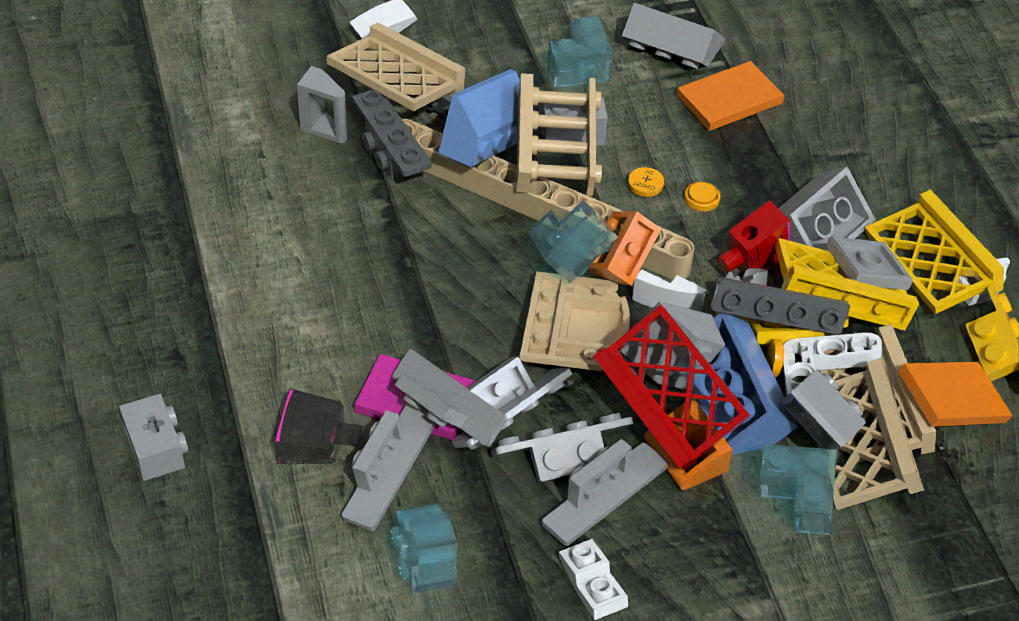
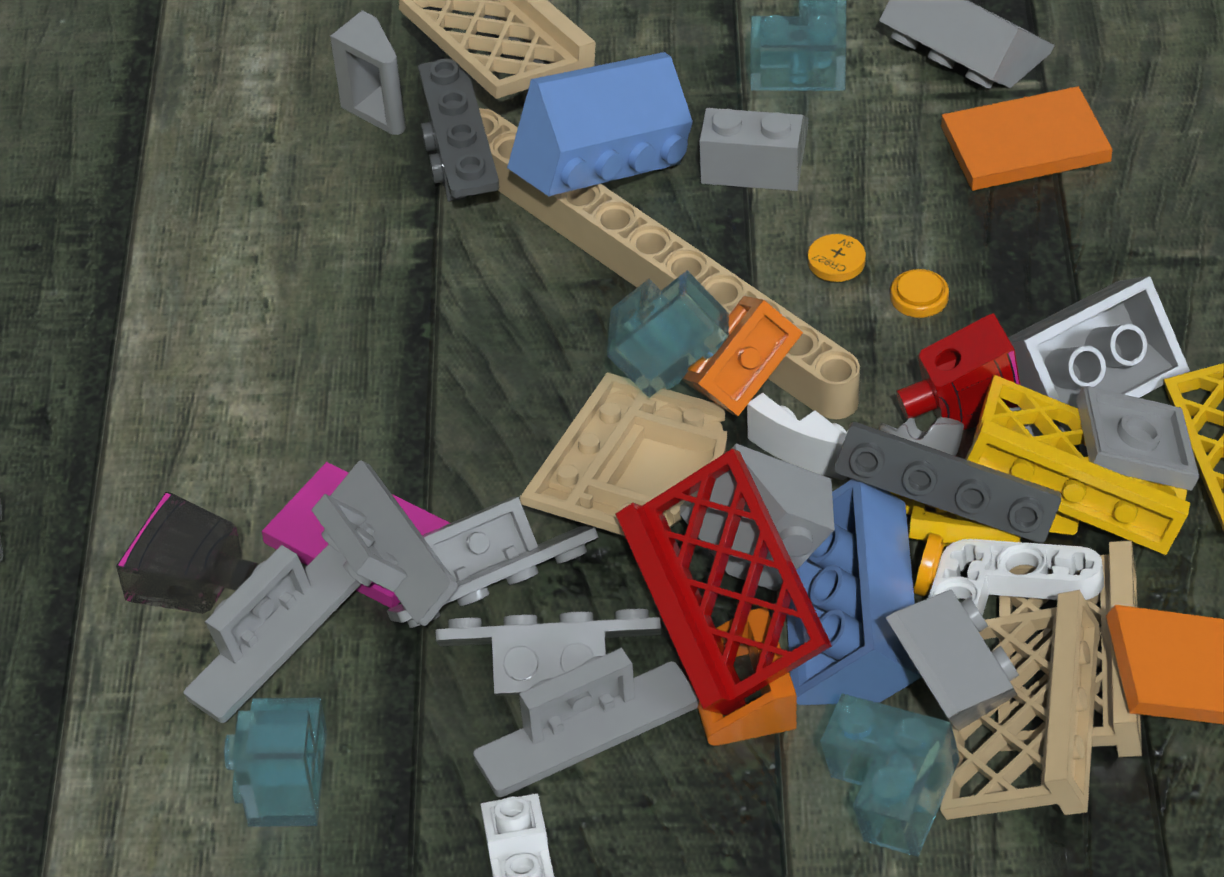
camera: 20 degrees right, 0 degrees up
(529, 145) = (662, 134): tan fence -> none

